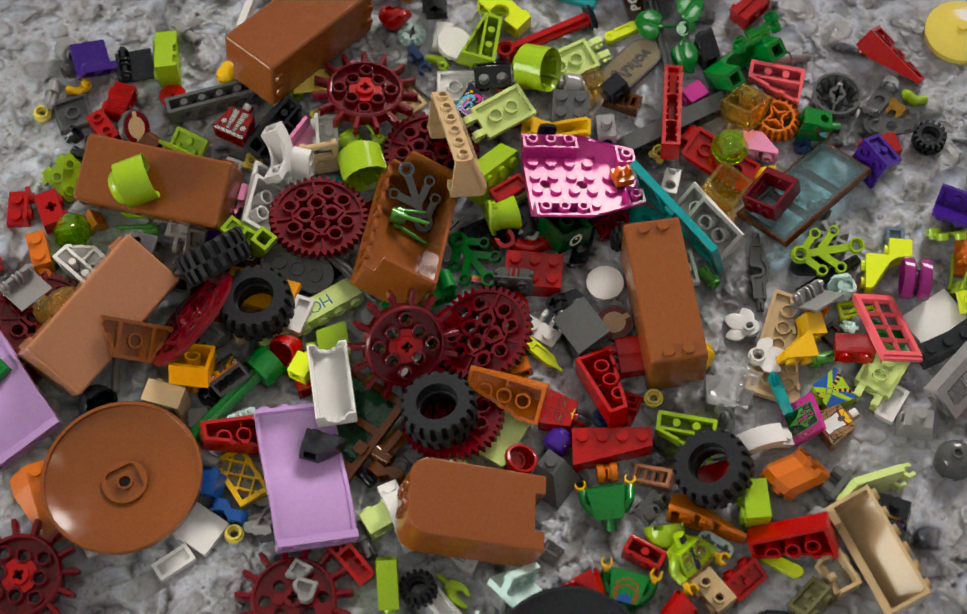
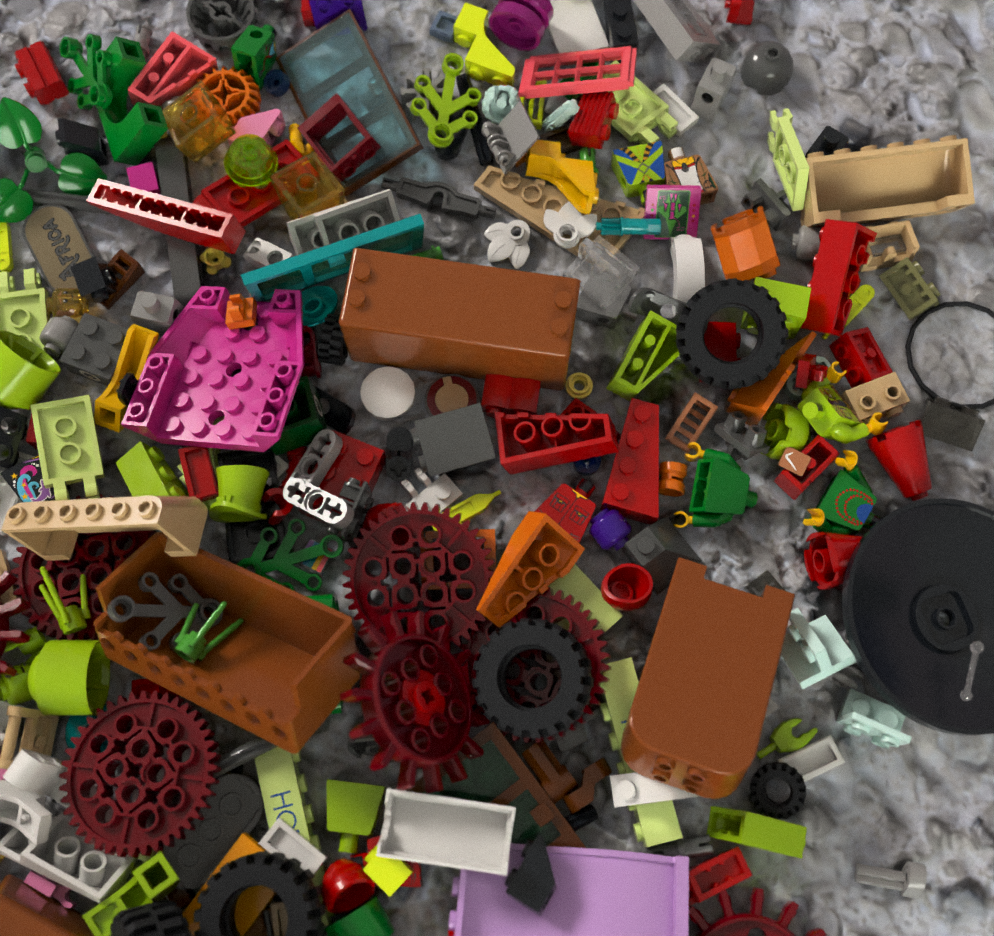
camera: 75 degrees left, 10 degrees up
(397, 150) = (69, 618): none -> lime plant
(544, 251) = (309, 483): none -> light grey beam
(642, 539) = (794, 461): none -> nougat sticker
(713, 535) = (809, 371): none -> red tile

